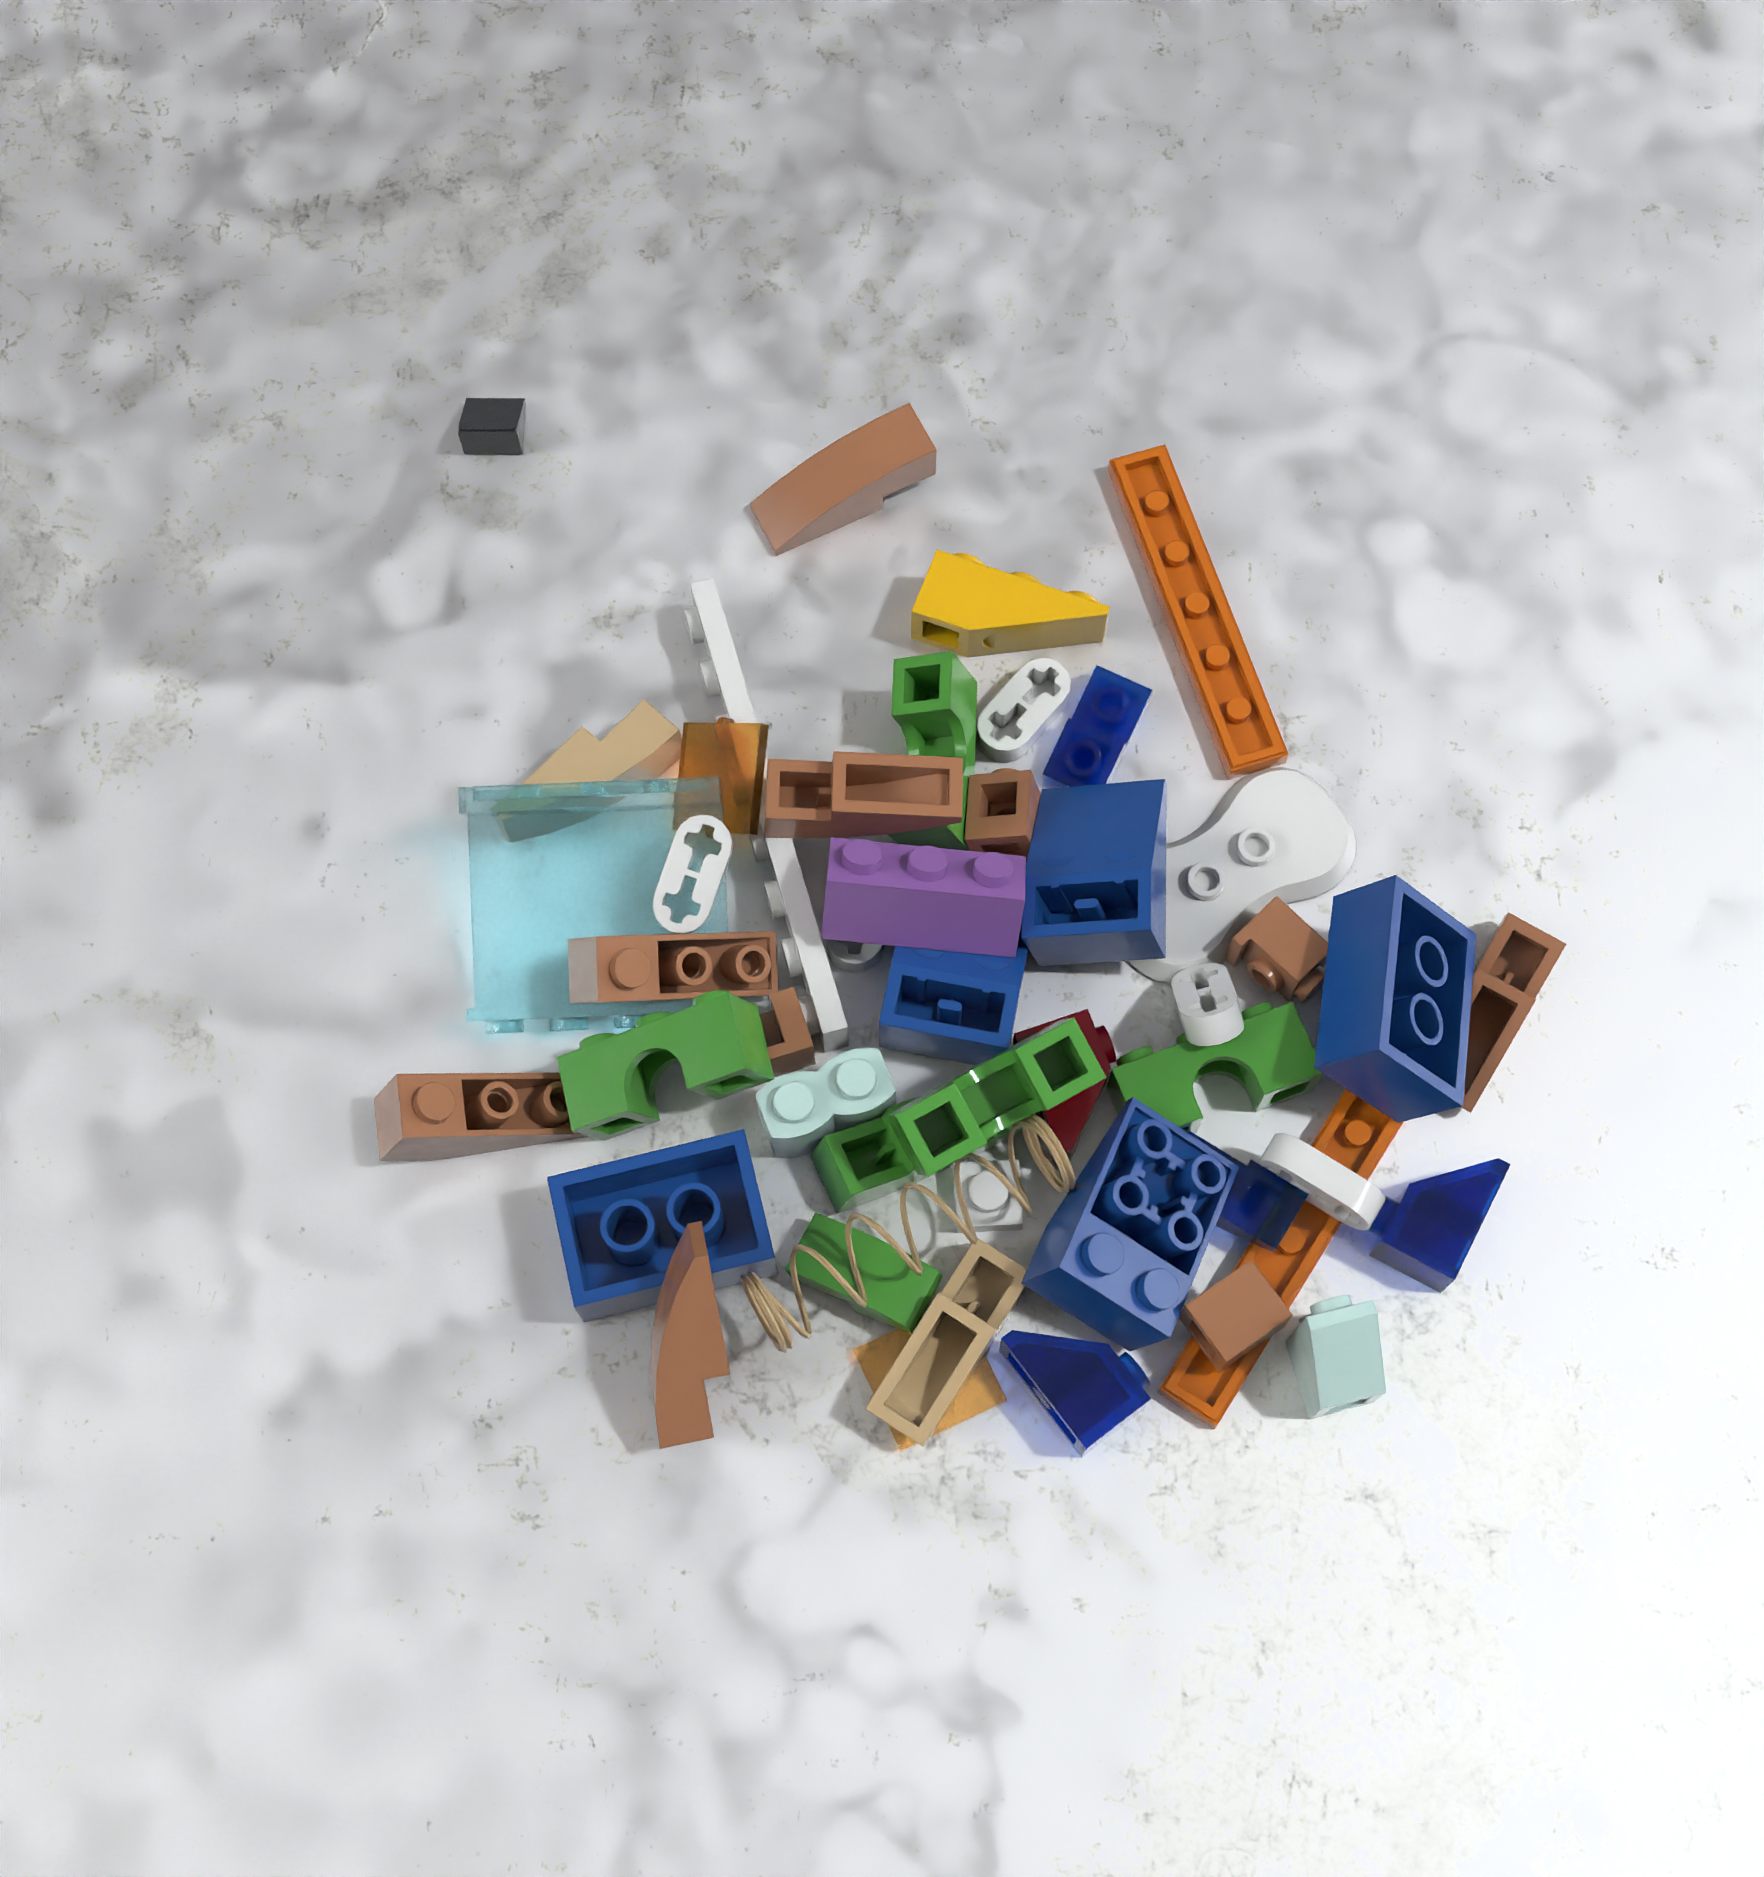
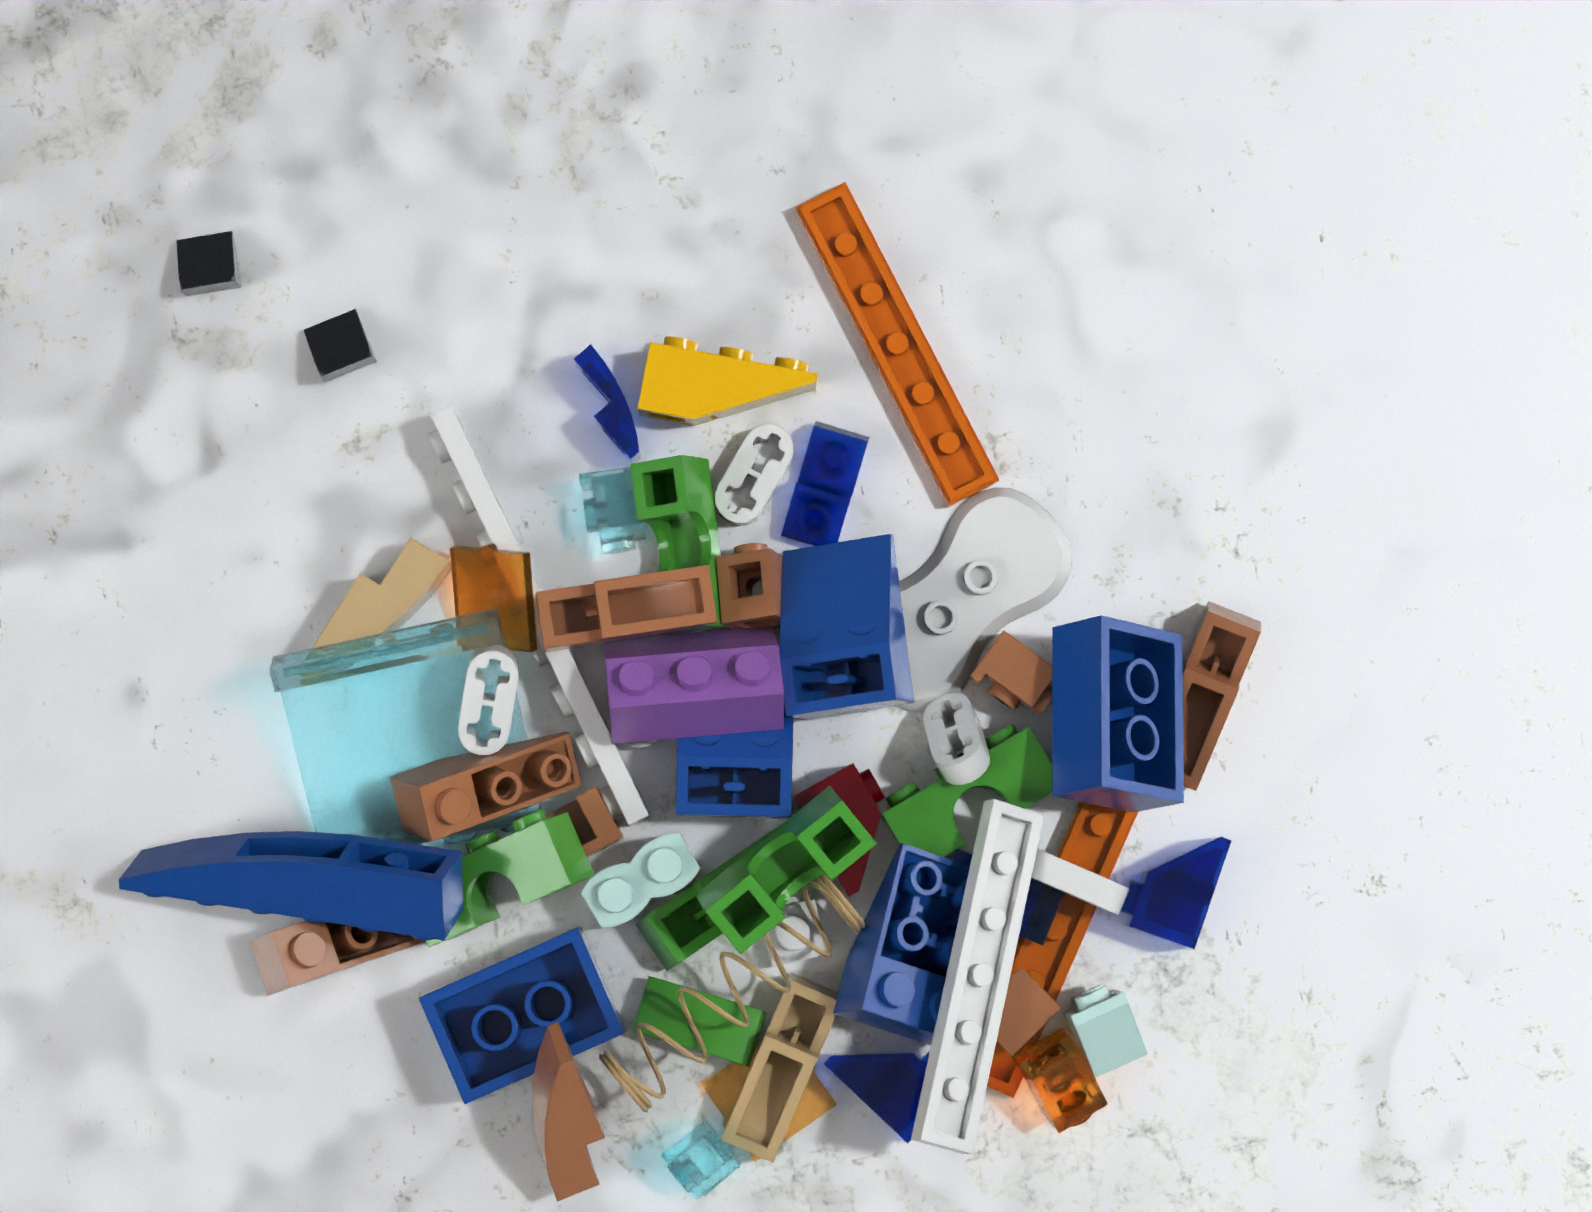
camera: 10 degrees left, 15 degrees up
(465, 1029) = (312, 878): none -> blue slope
(611, 521) = (339, 345): none -> black slope
(838, 1431) = (700, 1159): none -> clear light blue brick
(846, 480) = (551, 275): nougat slope -> none
(865, 709) = (612, 510): none -> clear light blue brick
(885, 618) = (615, 417): none -> clear blue slope
(1198, 1263) = (977, 977): none -> white plate
(1281, 1388) = (1060, 1080): none -> clear orange brick

